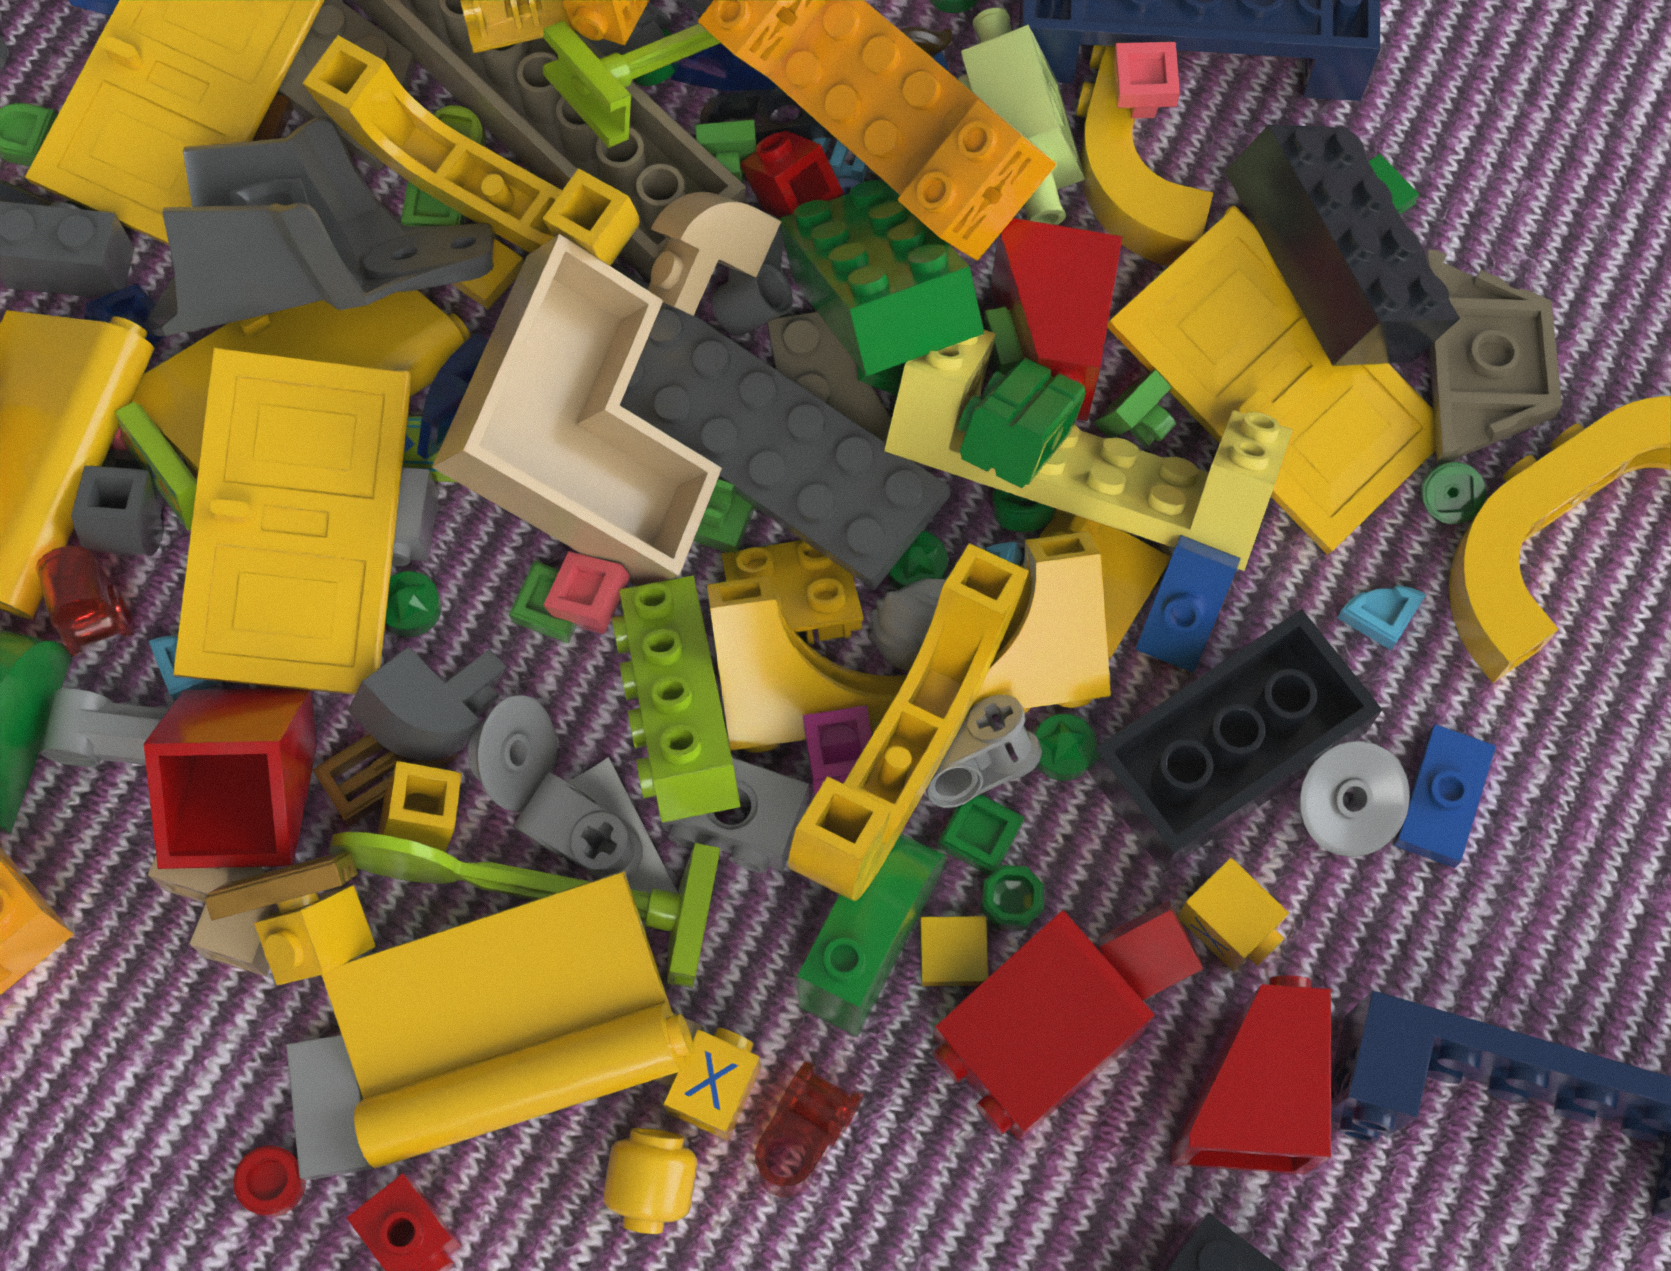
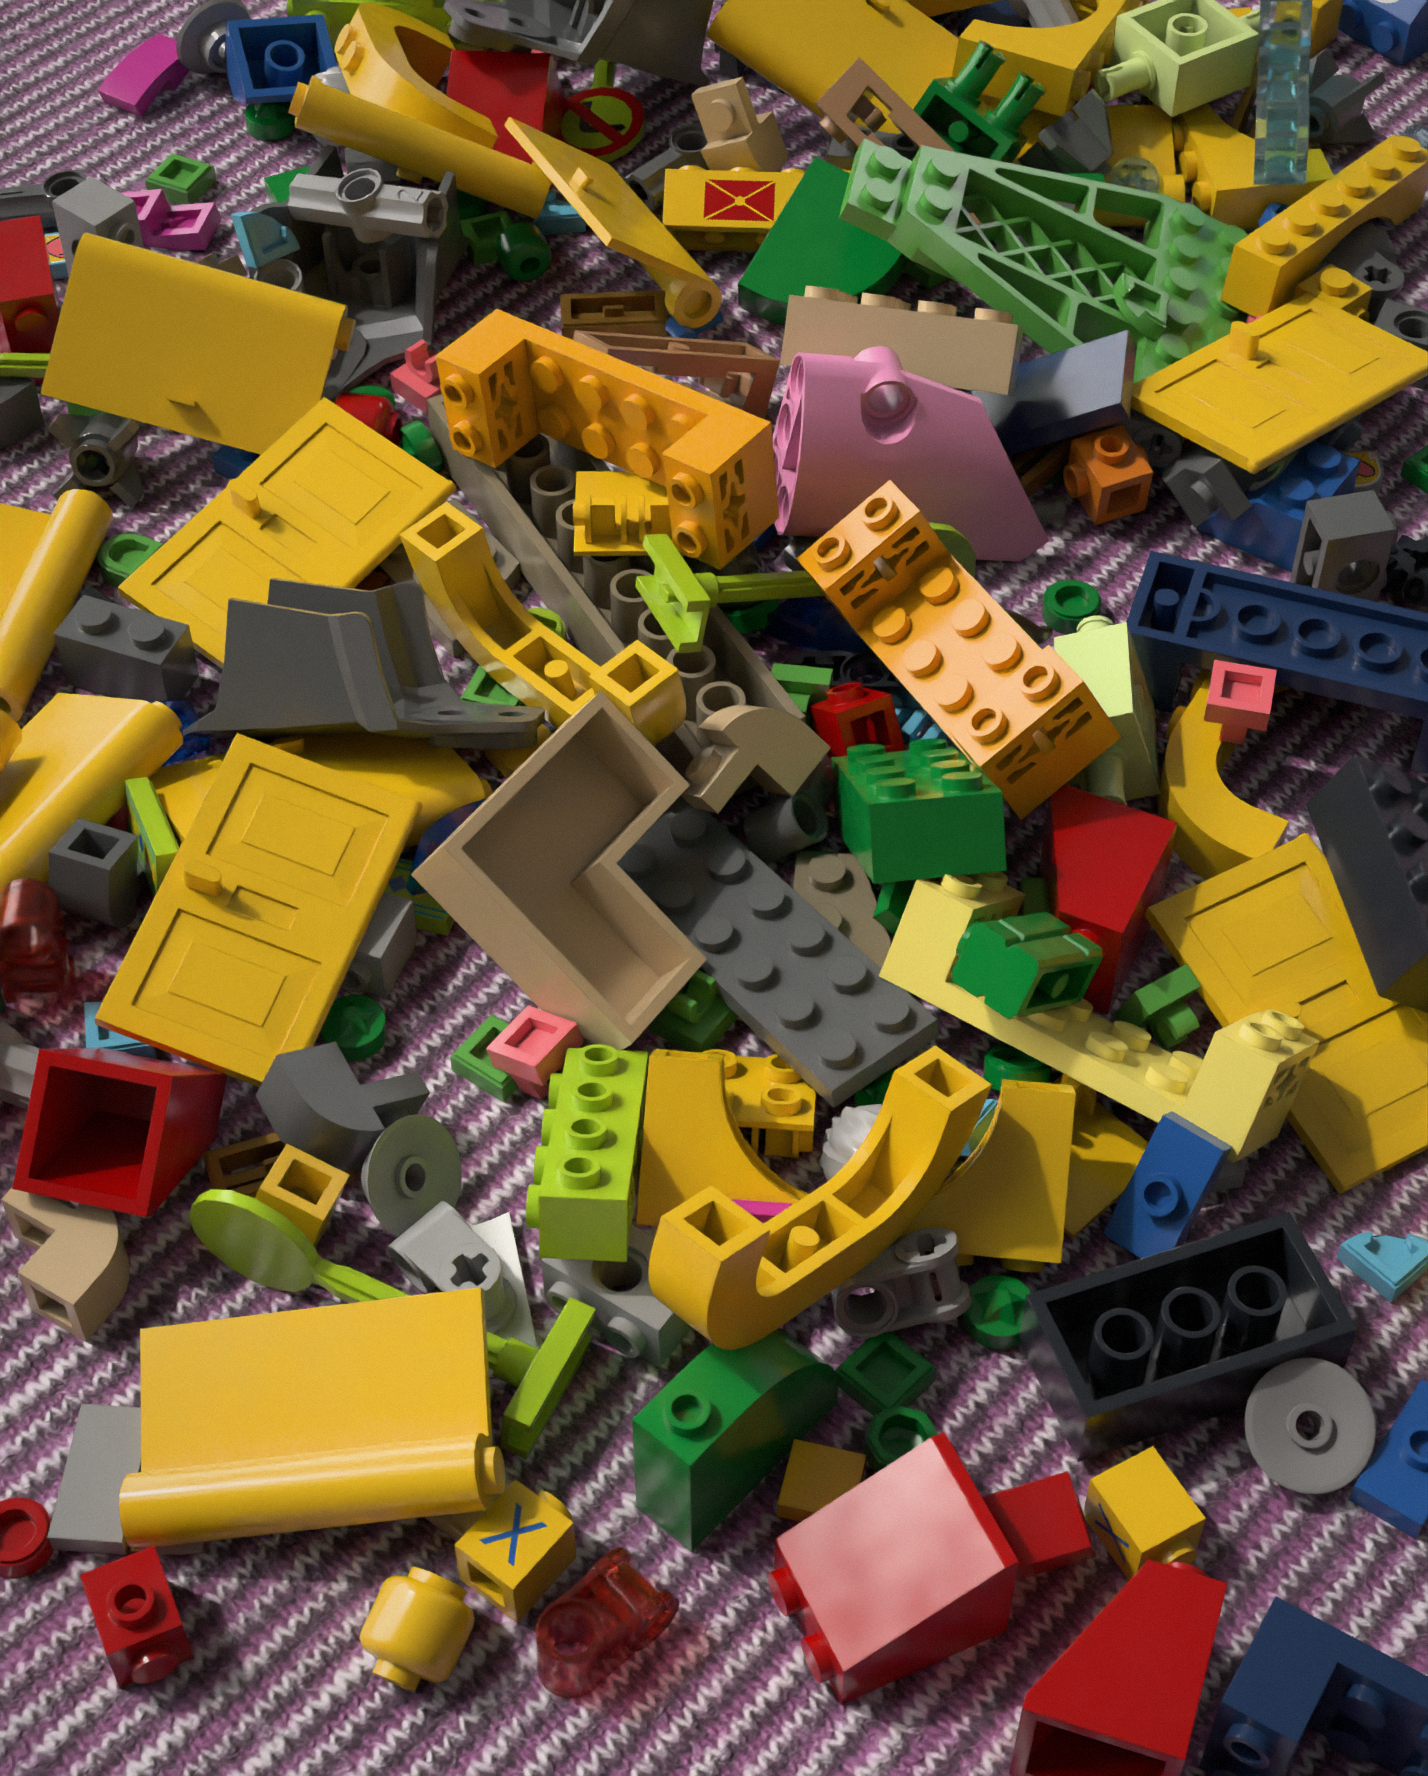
camera: 15 degrees right, 20 degrees down
(281, 885) = (128, 1224): pearl gold tile -> none
(314, 934) = (145, 1290): yellow brick -> none

